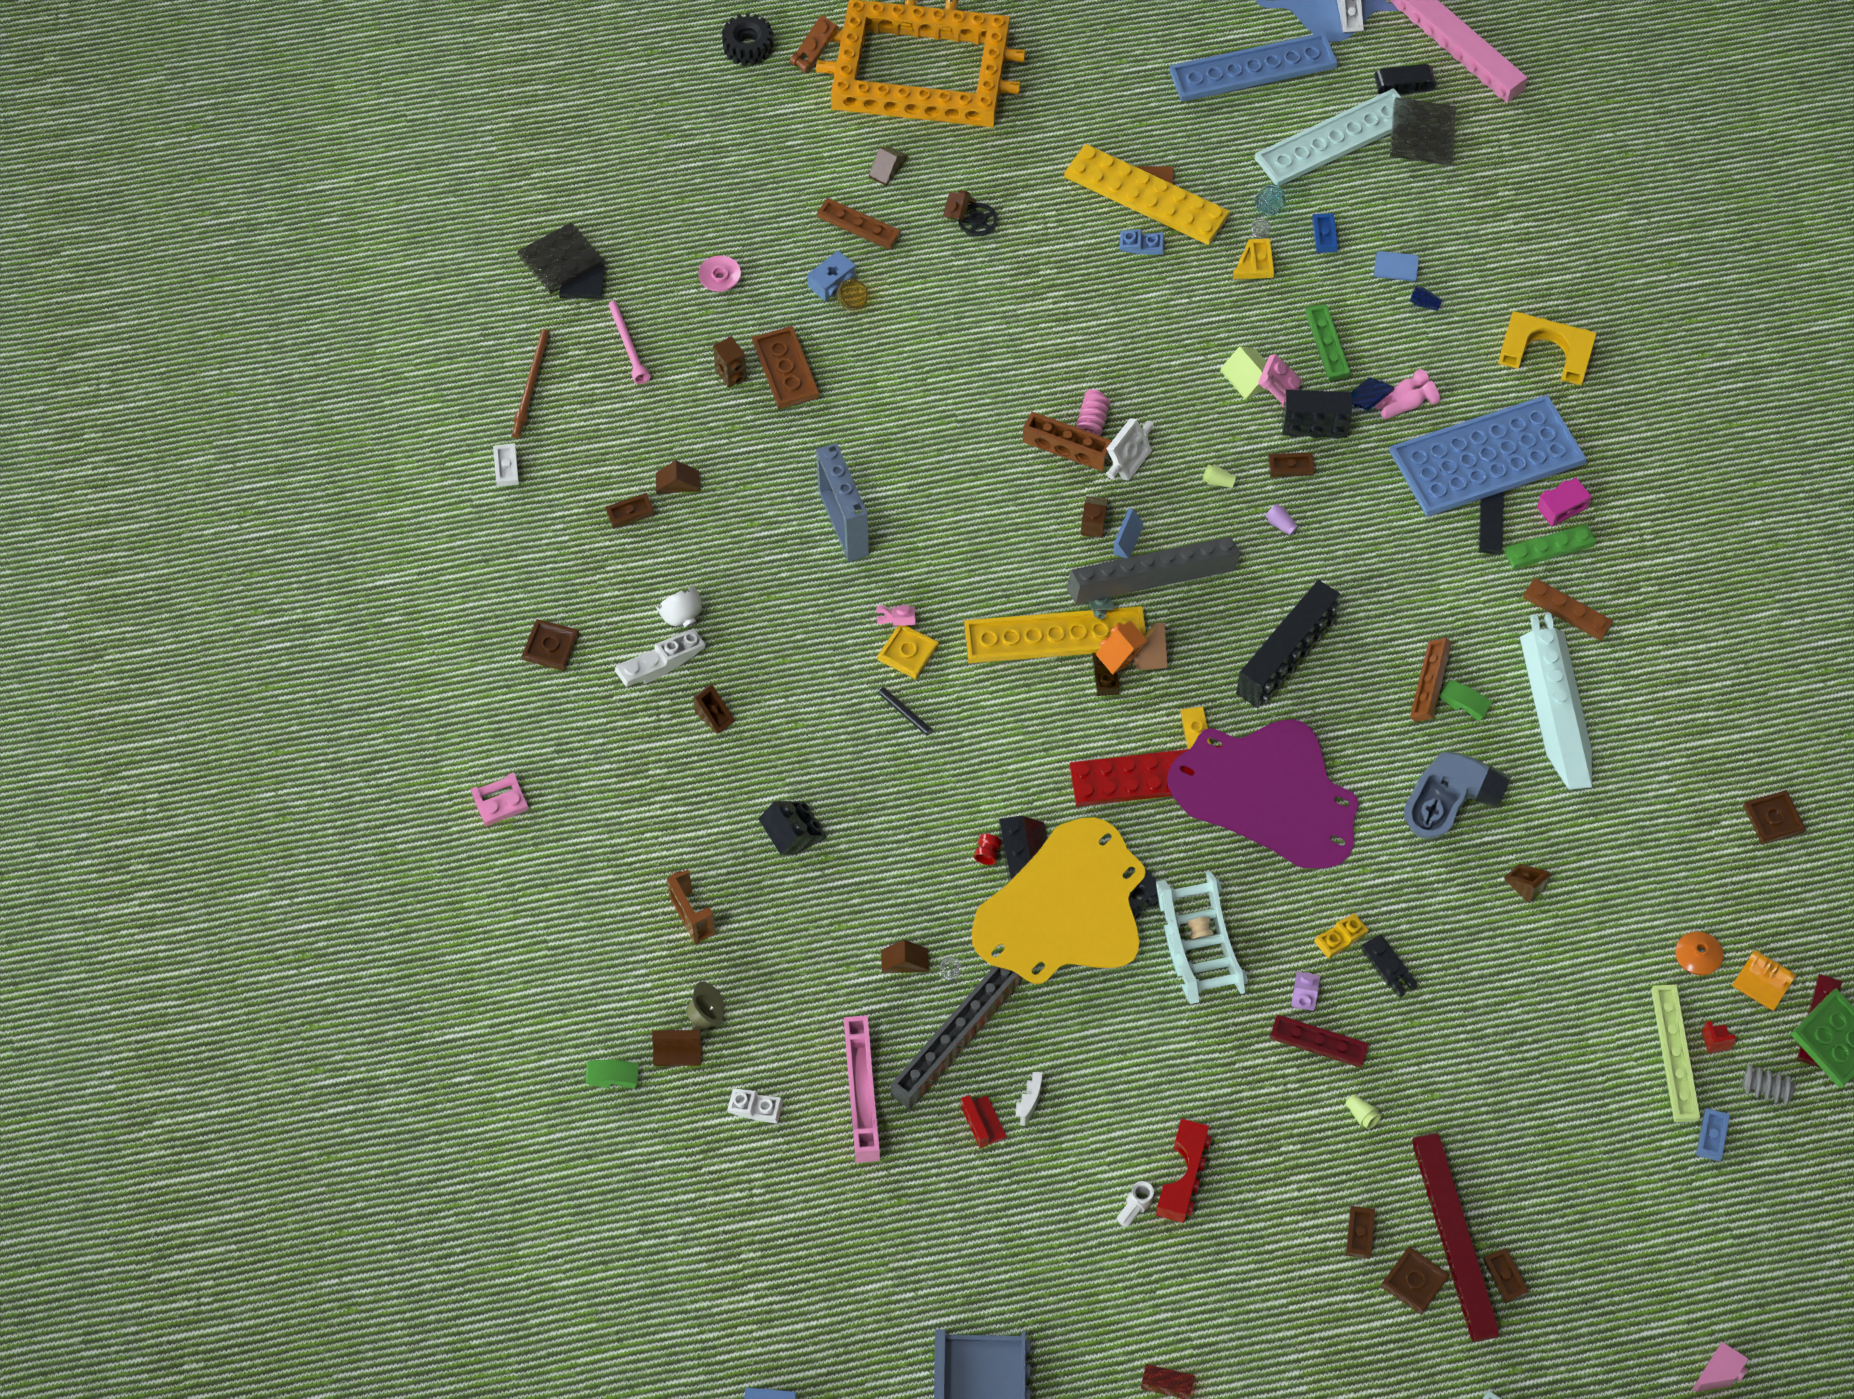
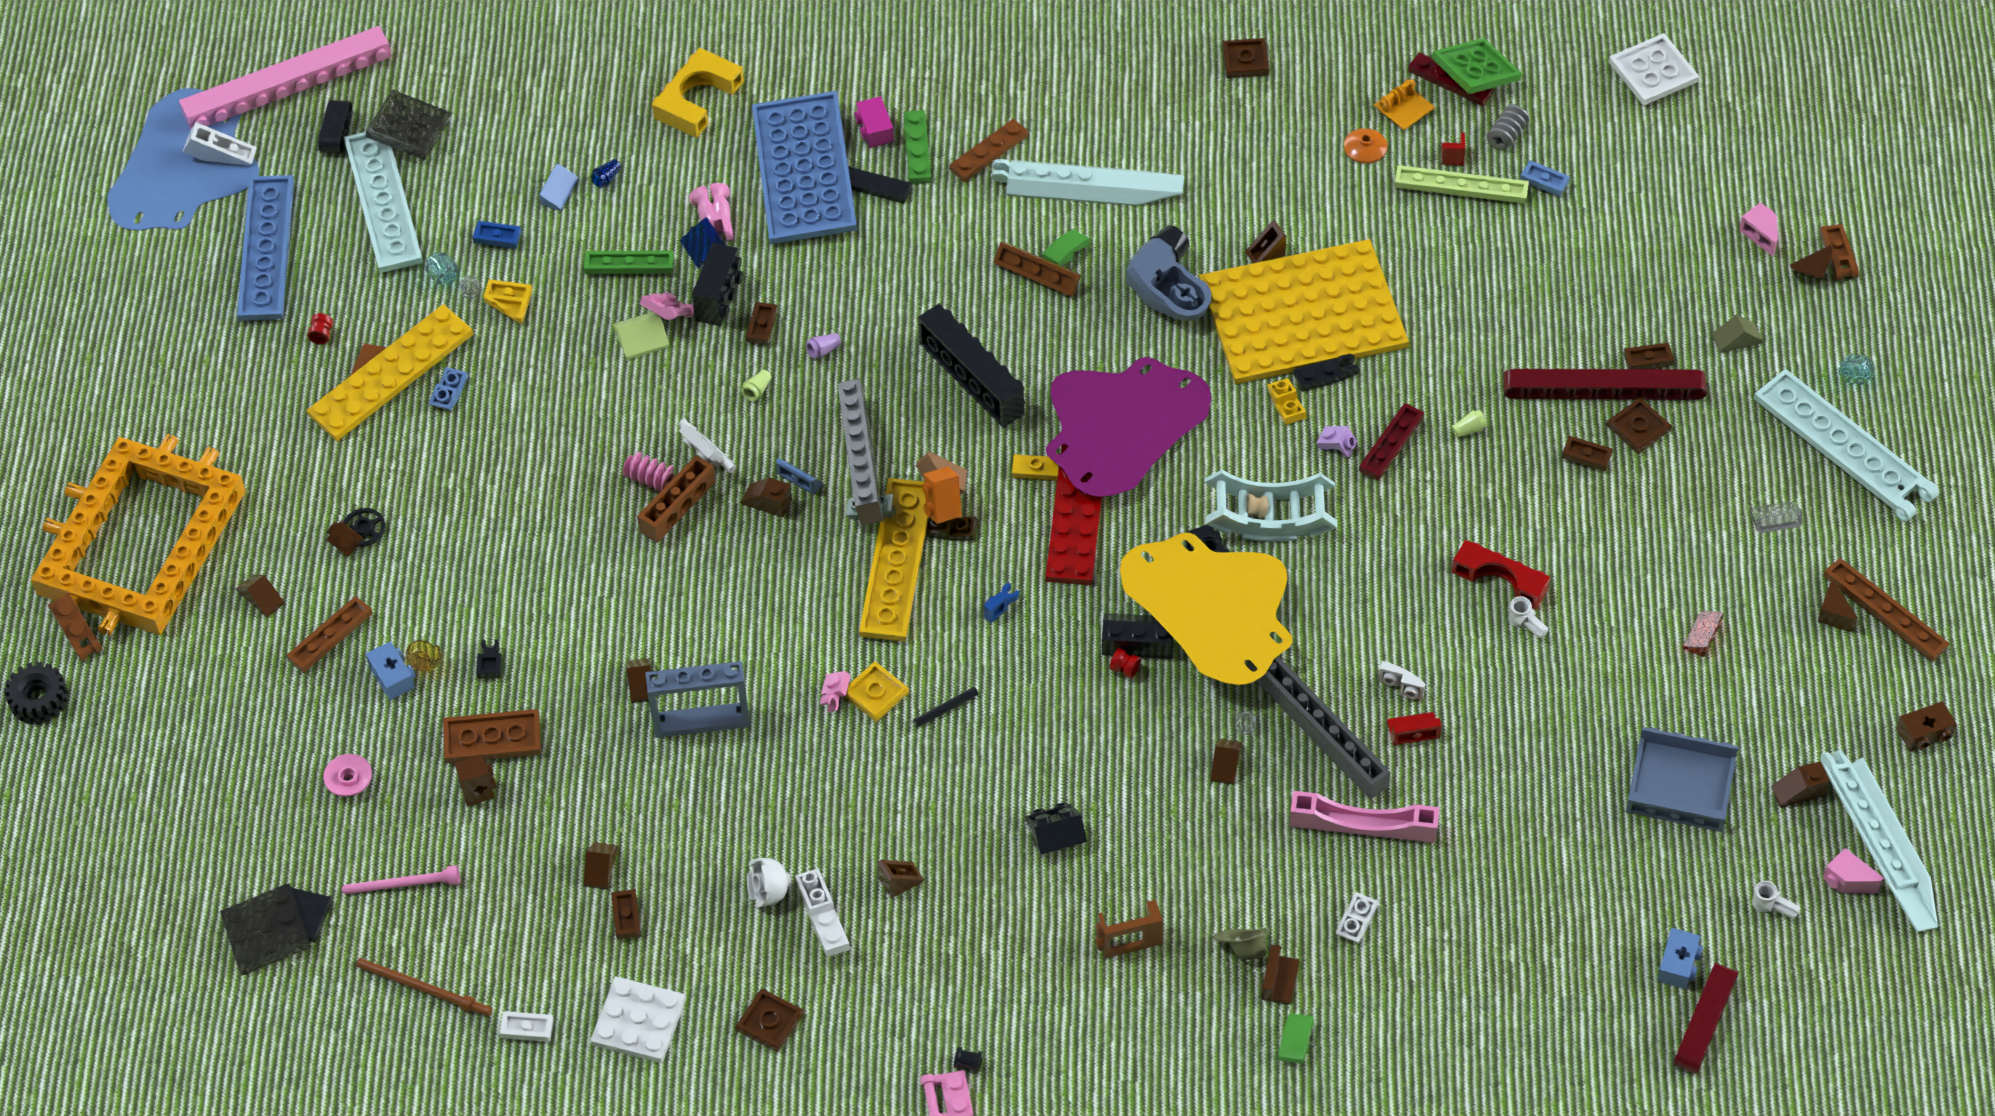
camera: 75 degrees left, 5 degrees down
(531, 546) = (638, 1019): none -> white plate
(537, 806) = (968, 1059): none -> black bush
(859, 346) = (489, 663): none -> black plate
(873, 462) = (637, 679): none -> reddish brown slope
(1025, 728) = (997, 604): none -> blue plate
(1175, 129) = (320, 328): none -> red wheel
(1461, 932) = (1303, 311): none -> yellow plate
(1567, 1365) = (1736, 334): none -> olive slope

